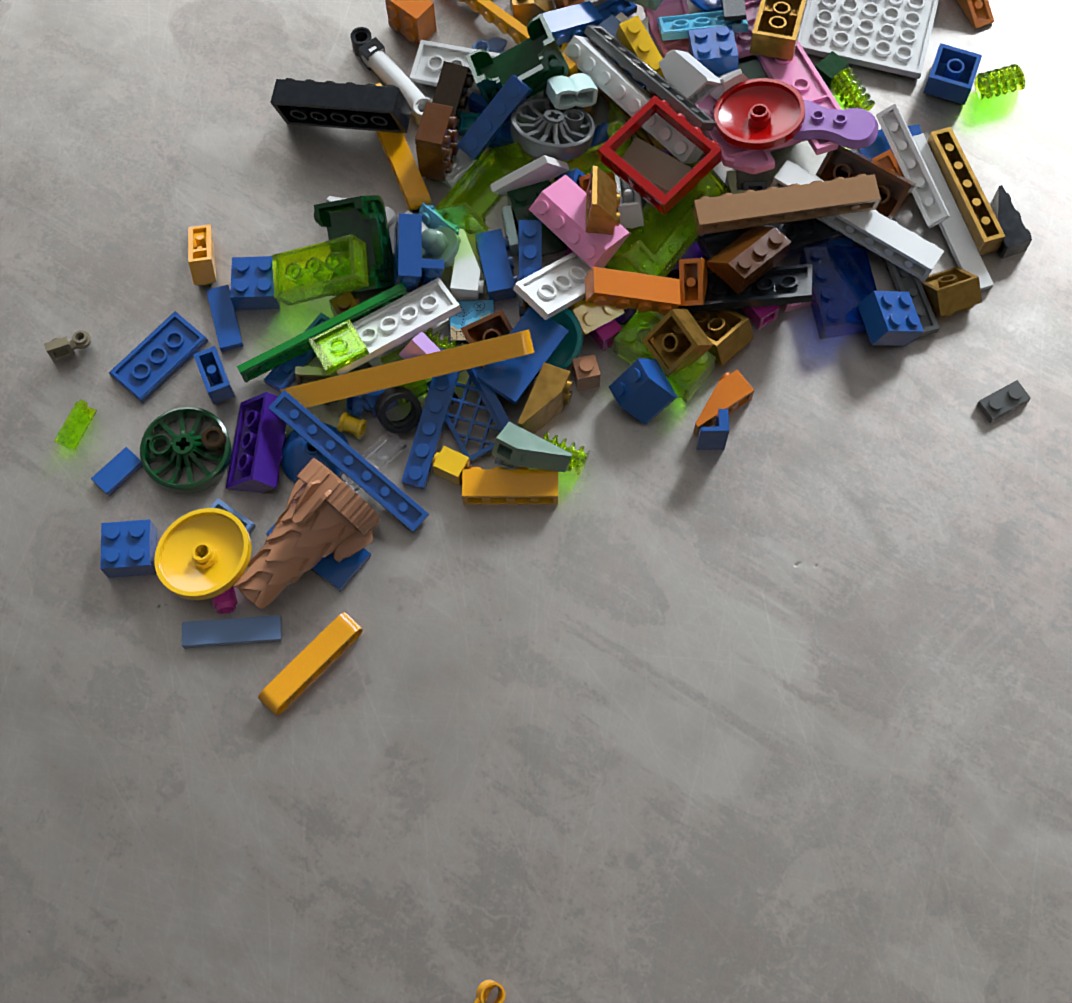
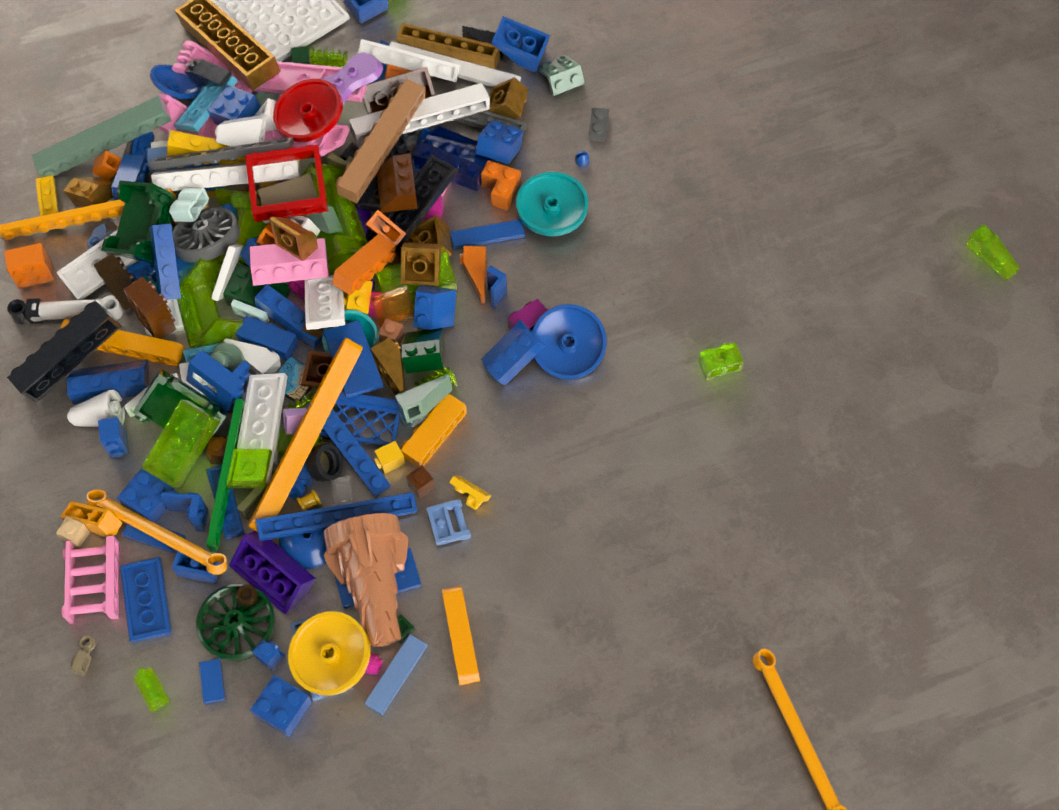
camera: 55 degrees left, 5 degrees down
(155, 314) = (110, 587): none -> bright pink fence
(172, 501) = (268, 654): none -> blue brick
(176, 248) = (73, 531): none -> tan brick
(221, 318) = (158, 532): none -> light orange piece
(268, 333) = (191, 504): none -> blue bracket
(283, 604) = (405, 626): none -> dark green tile
(290, 210) = (113, 437): none -> blue brick
(310, 180) = (97, 408): none -> white cone
(347, 163) = (125, 378): none -> blue slope
(416, 564) = (442, 524): none -> medium blue plate
(445, 513) = (420, 482): none -> reddish brown brick
(472, 573) = (476, 494): none -> yellow hinge
(587, 413) = (423, 351): none -> dark green slope
(614, 351) = (393, 305): none -> clear orange tile
(650, 501) = (512, 353): none -> blue slope
(656, 224) = (326, 221): none -> sand green slope
(705, 491) = (529, 314): none -> magenta brick
(708, 547) = (572, 341): none -> blue dish
(776, 383) = (487, 234): none -> blue tile
(819, 733) = (714, 368): none -> clear neon green brick
(847, 358) = (503, 182): none -> orange brick
(860, 420) = (552, 203): none -> teal dish
(943, 413) = (582, 158): none -> blue hinge
(1029, 254) = (521, 43): none -> blue slope
(1032, 322) = (562, 74): none -> bracket

